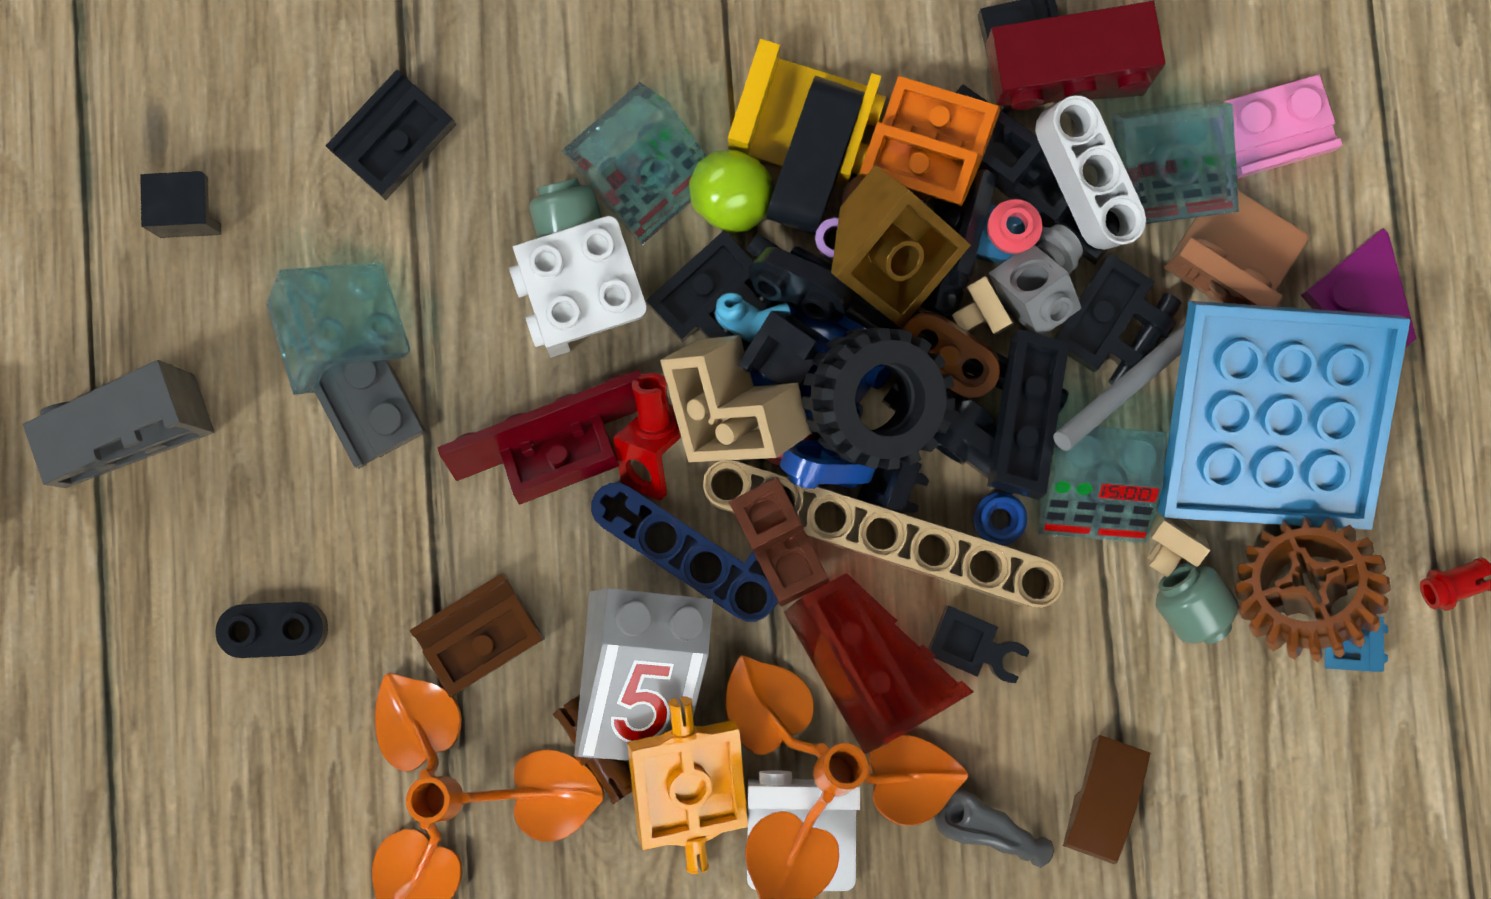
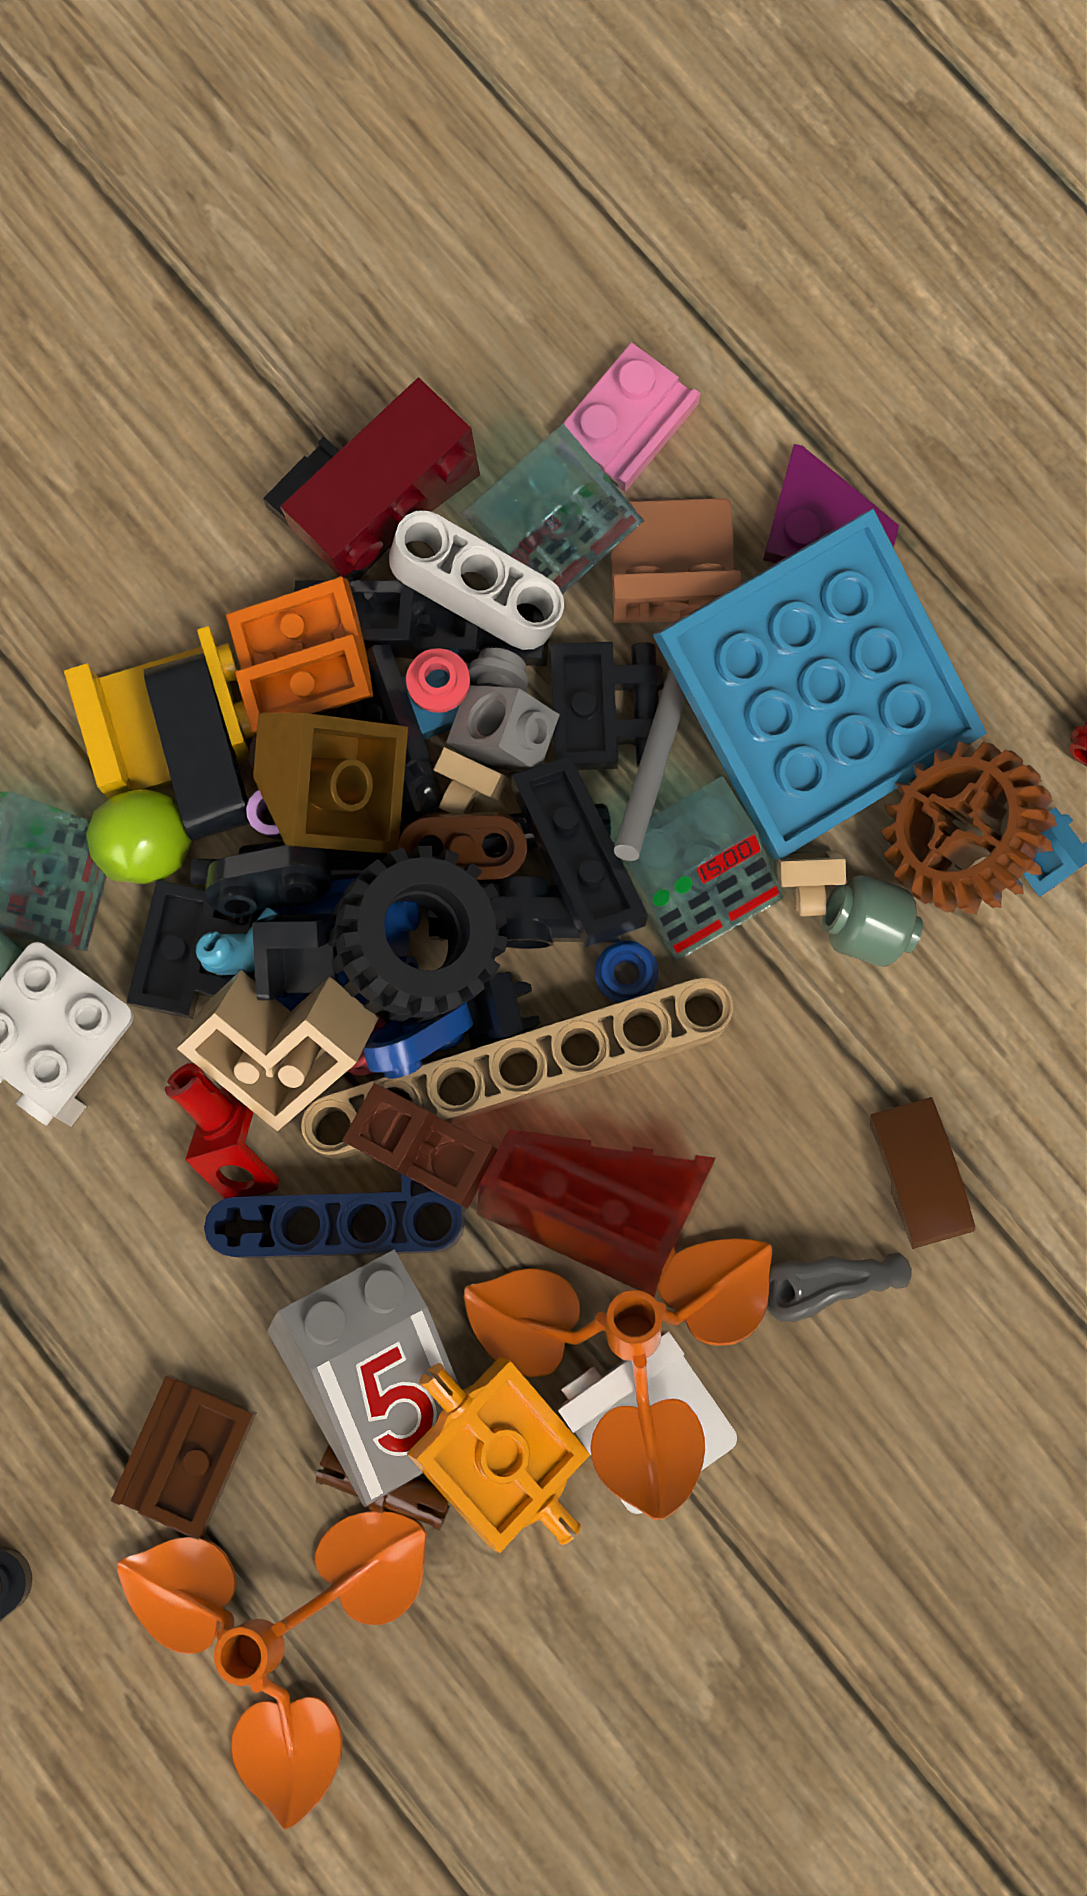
camera: 30 degrees left, 5 degrees down
(549, 444) = (124, 1213): dark red bracket -> none
(969, 643) = (678, 1117): black plate -> none

